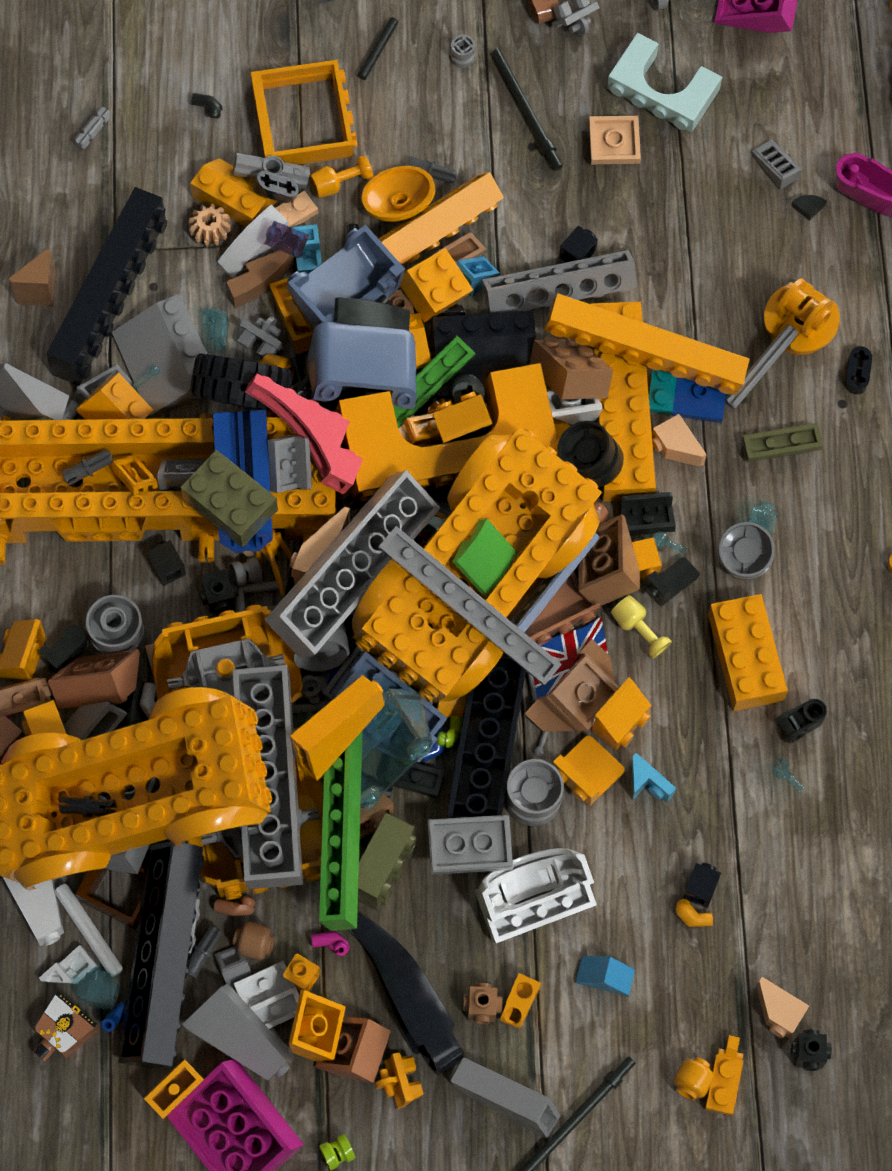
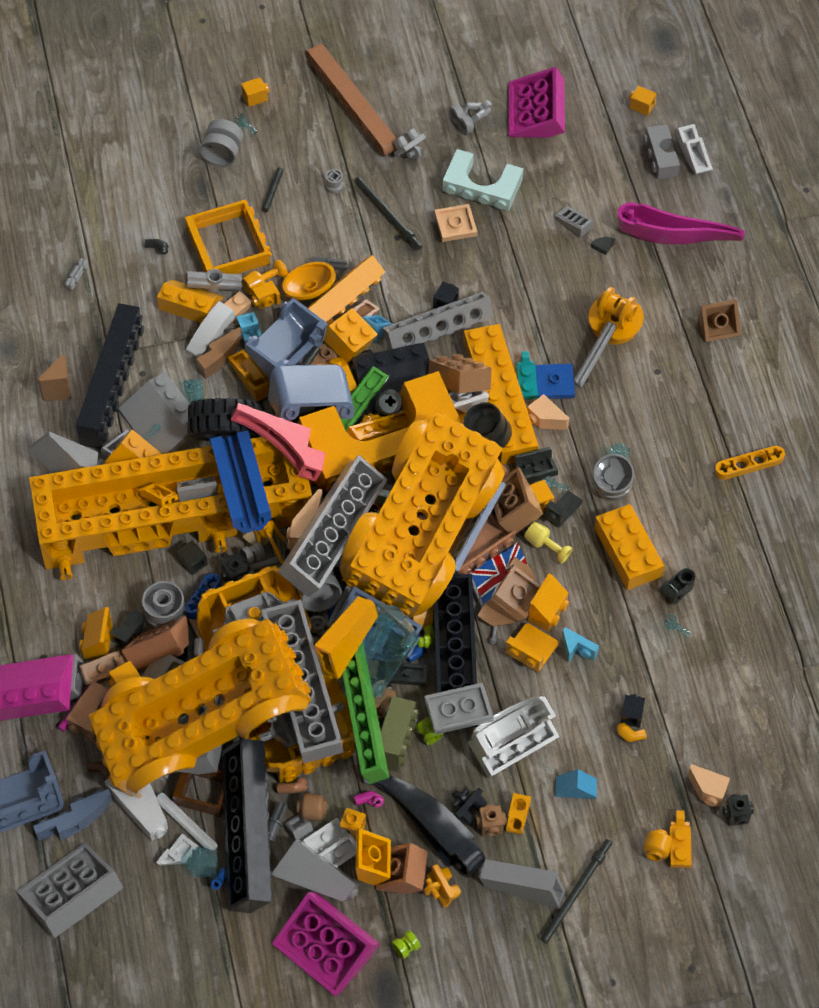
camera: 10 degrees left, 10 degrees down
(63, 1028) = (182, 894): torso -> none
(87, 467) = (122, 495): dark grey axle -> none
(87, 806) = (172, 723): black pin -> none
(172, 609) = (192, 604): none -> blue beam
(173, 1088) = (274, 920): light orange brick -> none
(217, 230) = (175, 324): light nougat gear -> none
(229, 498) = (235, 492): olive brick -> none
(250, 333) = (230, 389): light grey hips -> none
(273, 186) = (218, 289): black beam -> none
(286, 239) = (235, 321): clear purple bracket -> none
(289, 463) = (273, 464): light grey bracket -> none
(337, 203) = (265, 295): none -> light orange brick
(370, 314) = (308, 356): pearl dark grey slope -> none
(422, 859) = (425, 728): none -> lime wheel
(448, 983) = (474, 799): none -> black hips
(461, 417) = (390, 418): light orange slope -> none
(469, 605) = (425, 537): light grey plate -> none
(484, 557) = (428, 504): bright green slope -> none
(534, 792) = (497, 666): light grey wheel -> none
(646, 344) = (510, 349): light orange brick -> none
(782, 442) = (621, 403): olive plate -> none
(853, 369) = (668, 347): black beam -> none

